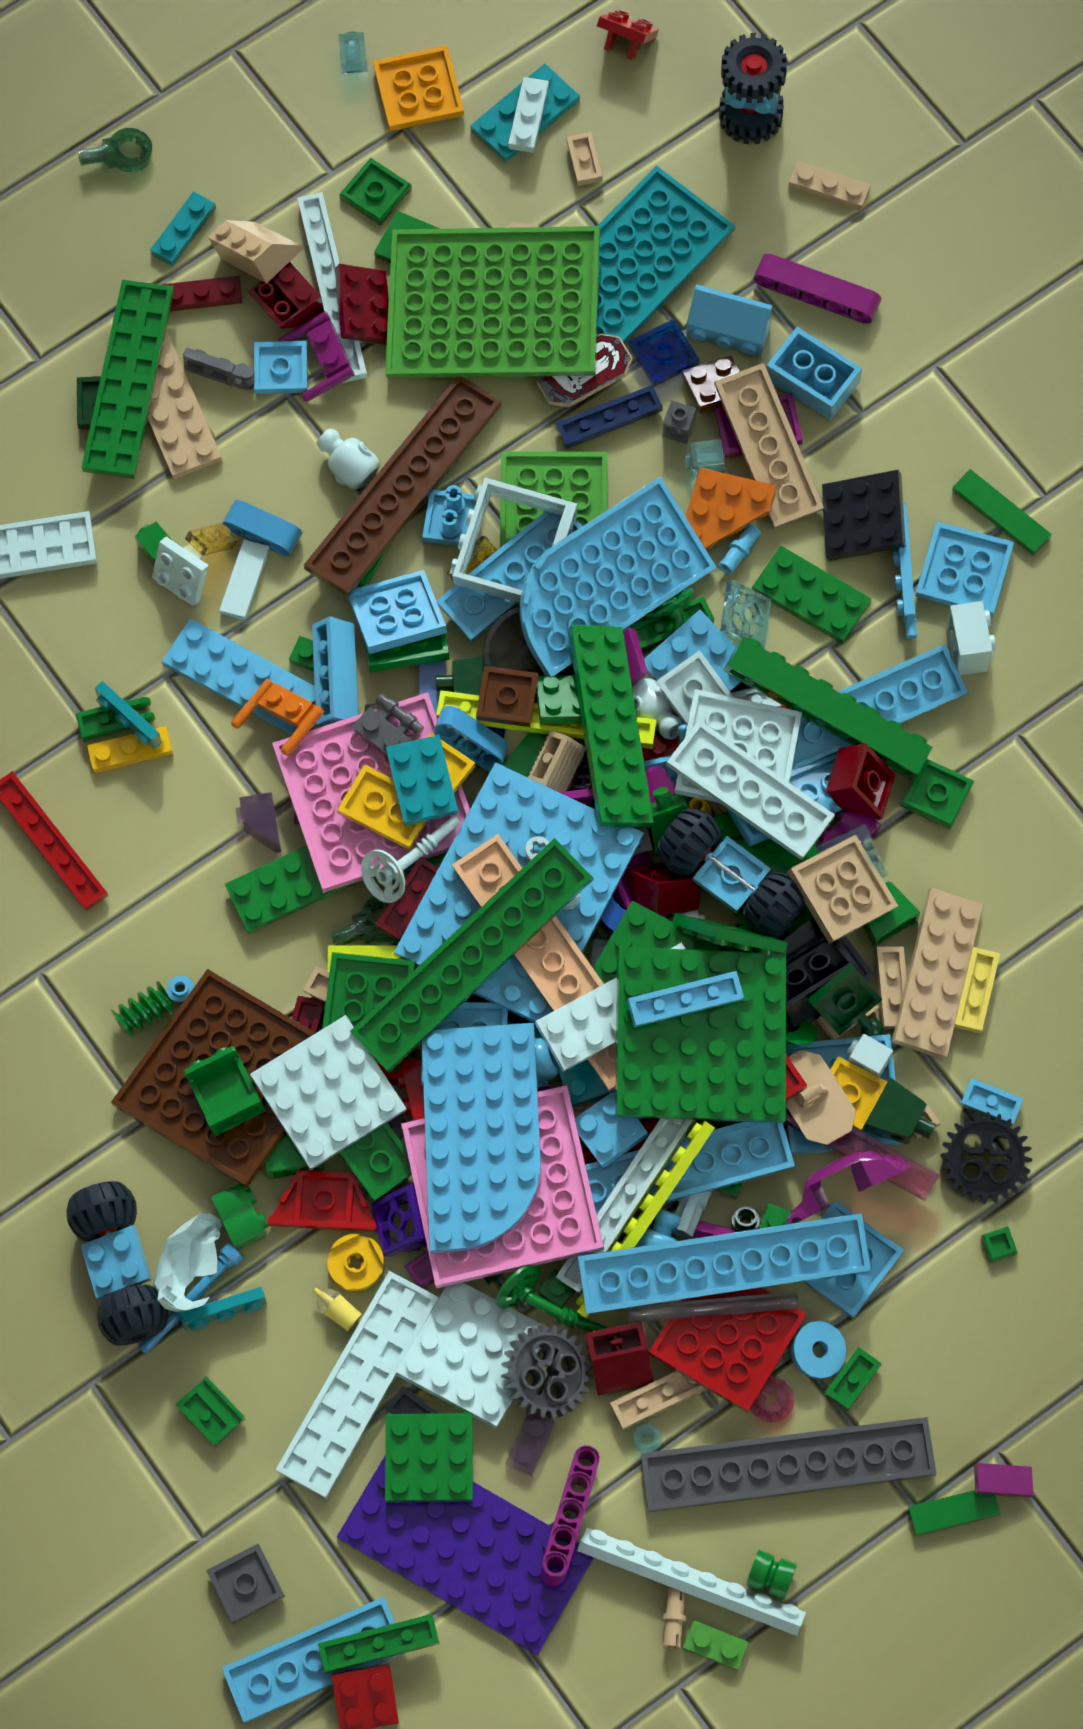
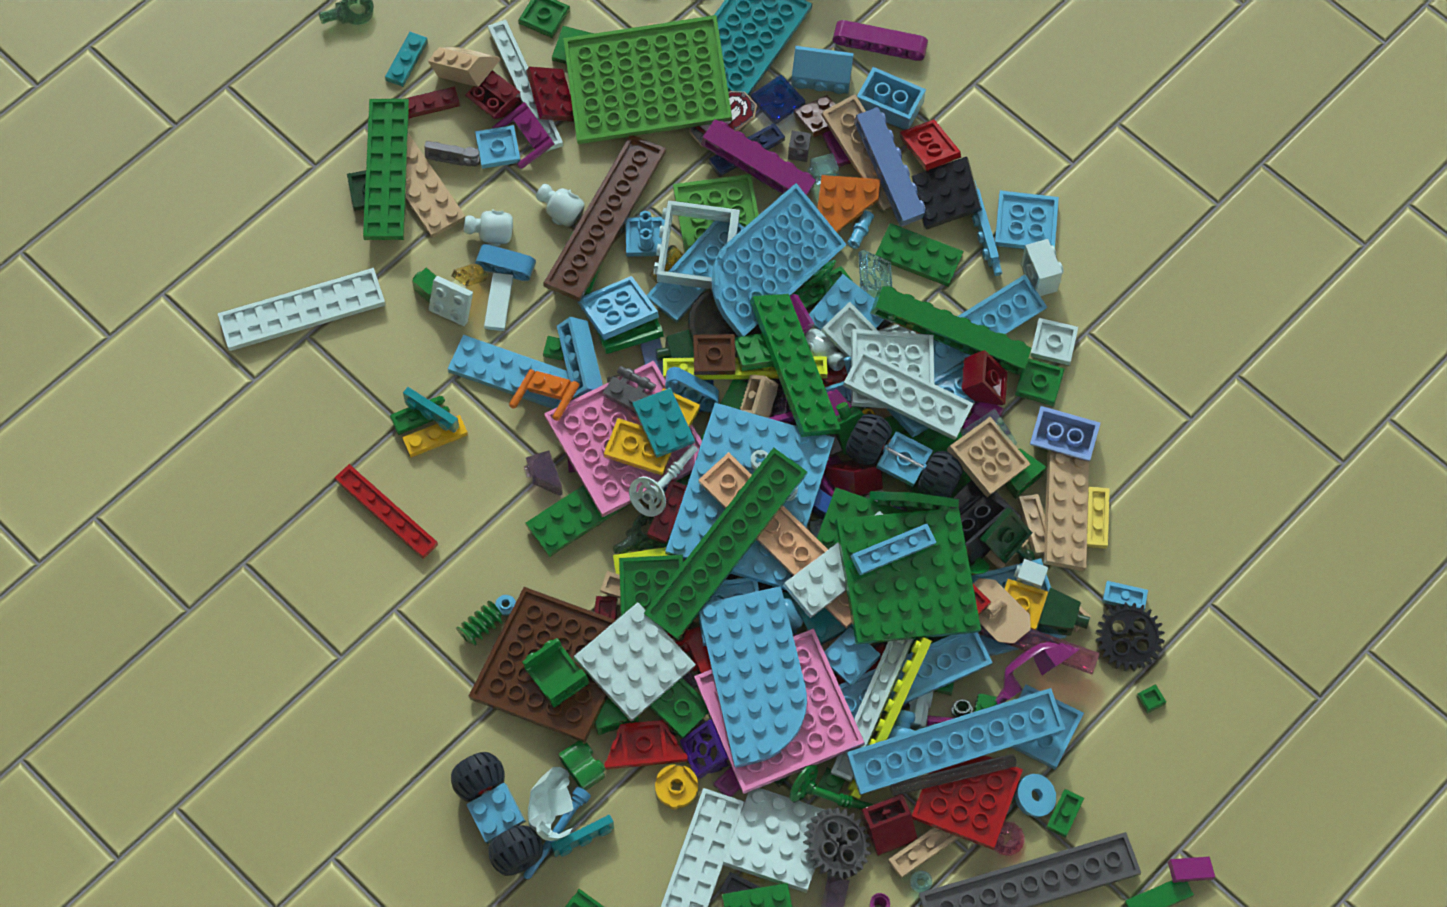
camera: 15 degrees left, 5 degrees down
(253, 477) = (493, 227): none -> light aqua piece
(337, 1308) = (668, 822): light yellow piece -> none
(616, 434) = (754, 159): none -> magenta brick
(791, 469) = (889, 166): none -> medium blue brick
(854, 445) = (930, 144): none -> red plate
(954, 871) = (1065, 433): none -> light blue slope
(968, 741) = (1054, 341): none -> light aqua plate
(1001, 512) = (1044, 178): green tile -> none

